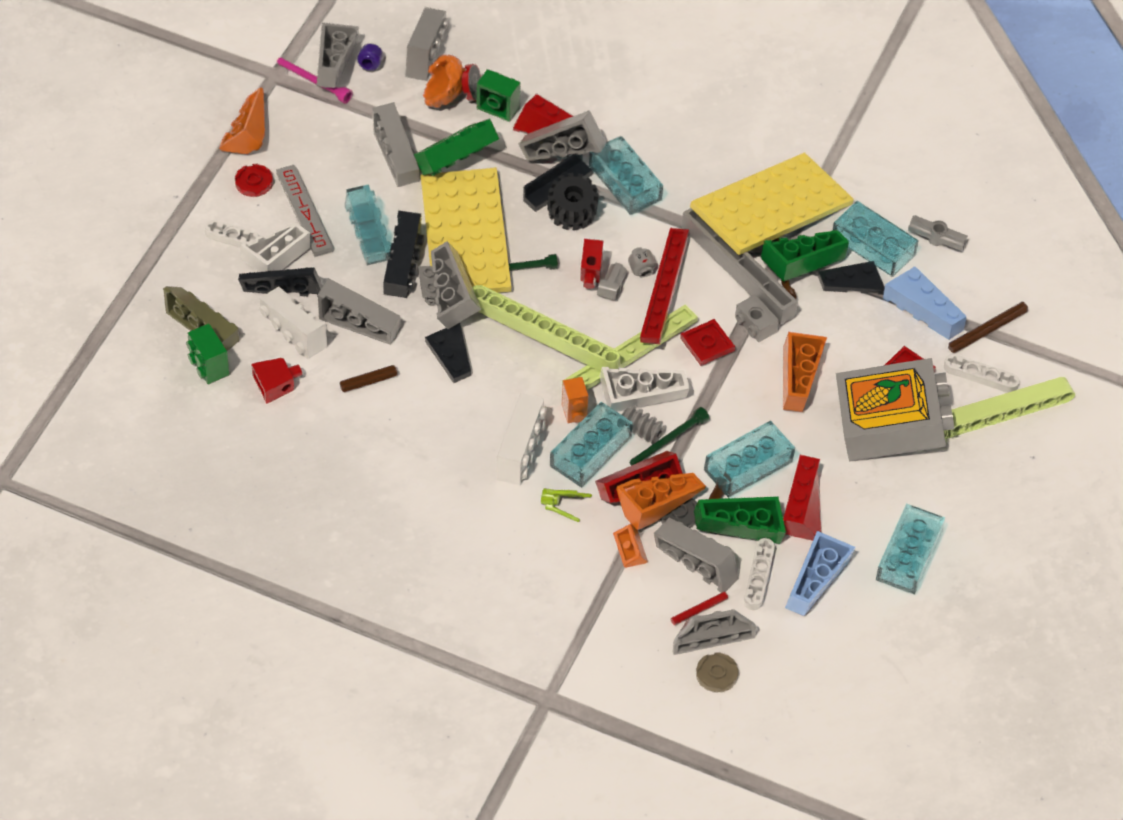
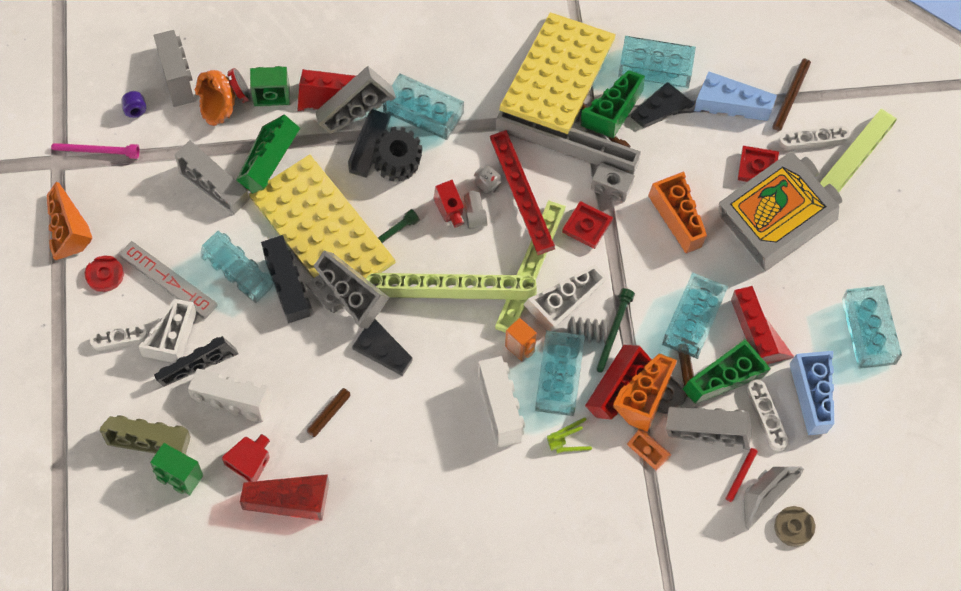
camera: 30 degrees left, 10 degrees up
(287, 423) = (288, 496): none -> clear red wedge
(335, 50) = (99, 115): light grey wedge -> none
(356, 313) = (282, 356): light grey wedge -> none
(938, 233) = (708, 31): light grey piece -> none

